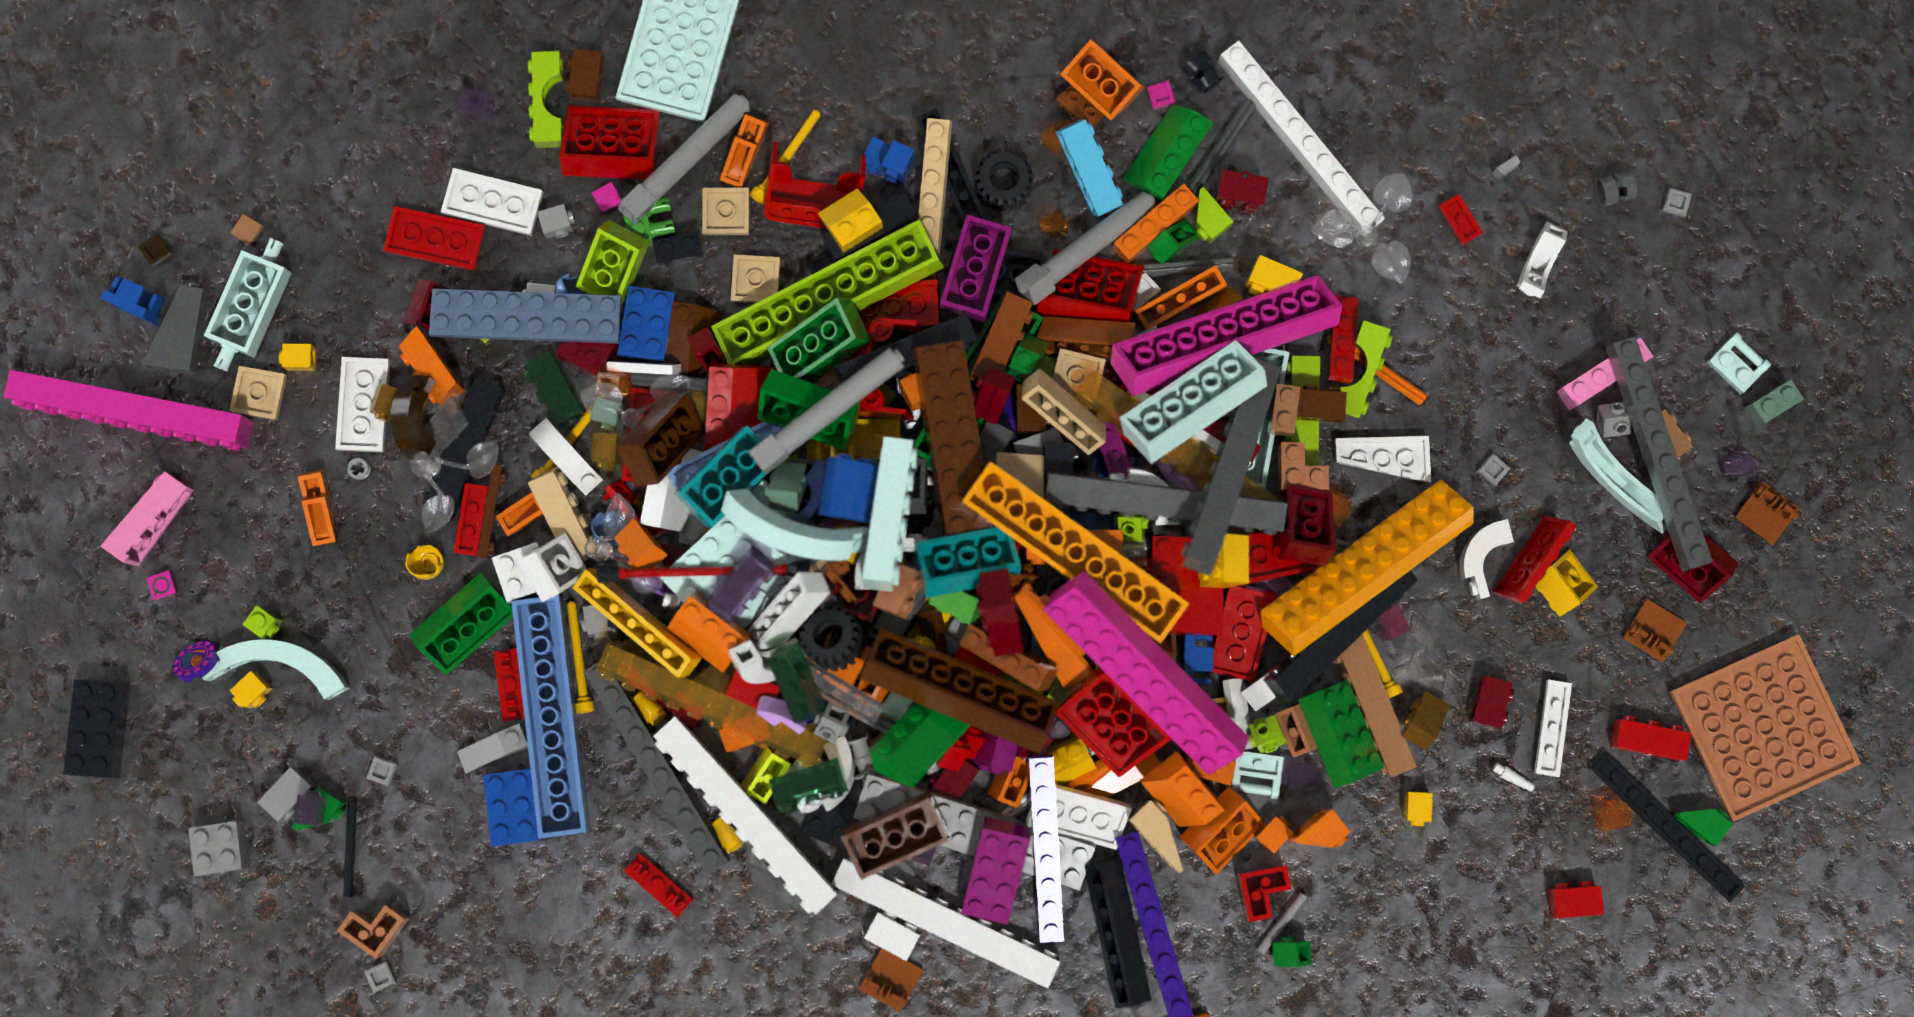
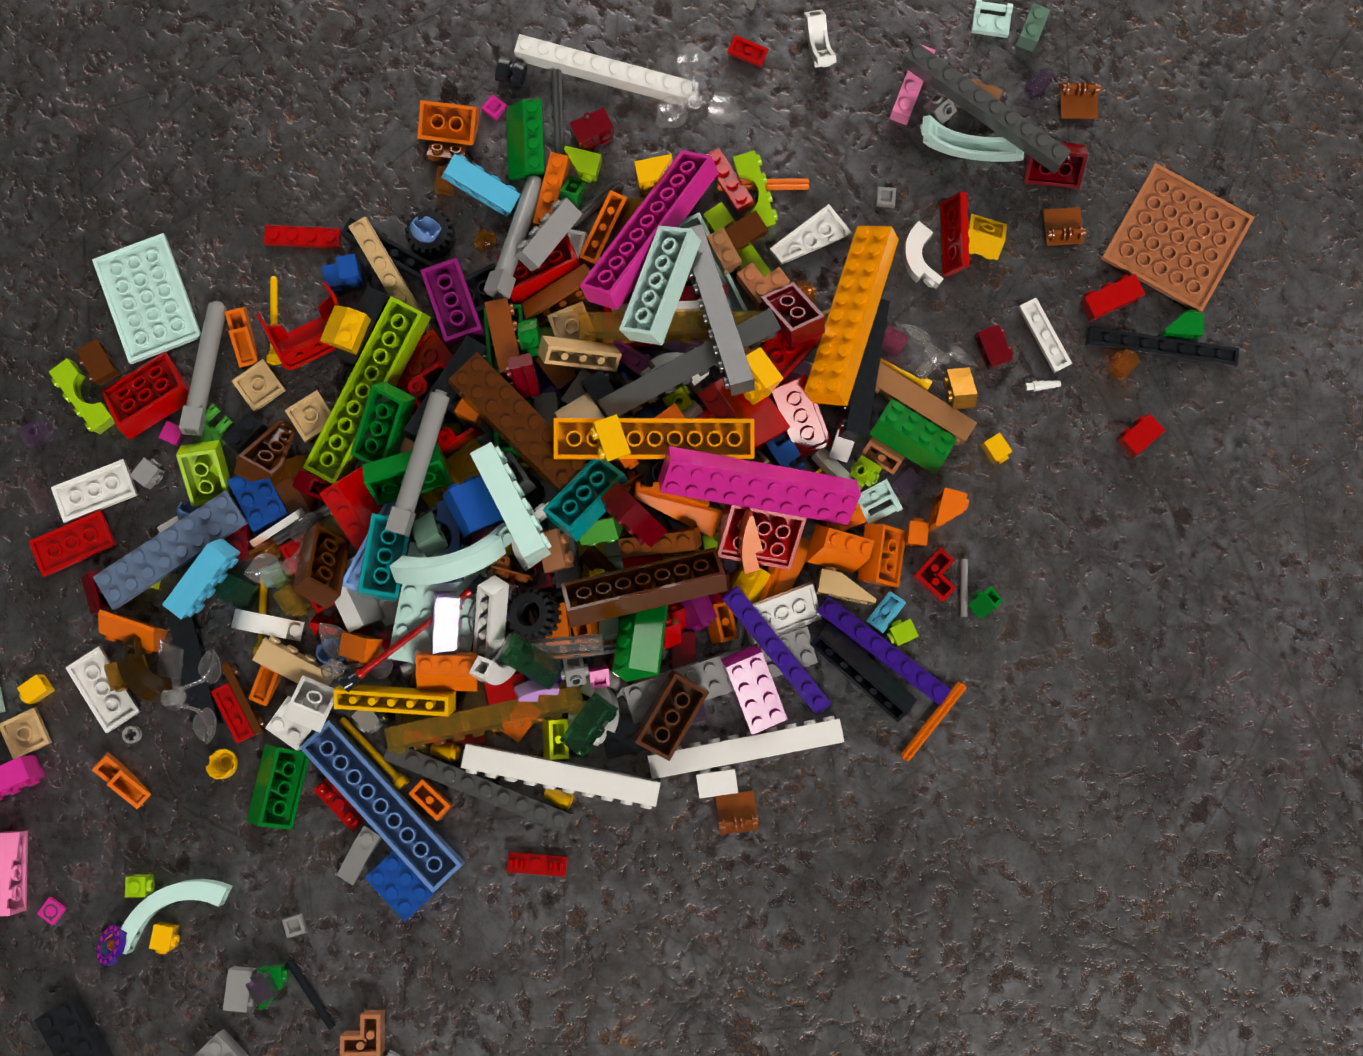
camera: 35 degrees left, 0 degrees up
(536, 368) = (202, 578): none -> medium azure brick
(602, 745) = (431, 799): none -> orange brick
(686, 288) = (266, 453): none -> reddish brown wedge
(852, 746) = (599, 677): none -> dark pink plate
(875, 91) = (302, 236): none -> red plate
(1001, 174) = (425, 230): none -> medium blue hair
(1030, 523) = (609, 438): none -> yellow brick
(1095, 722) = (749, 543): none -> orange slope
(1120, 266) = (548, 234): none -> light grey brick
(1185, 890) = (886, 612): none -> medium azure plate
(1185, 921) = (901, 632): none -> lime brick

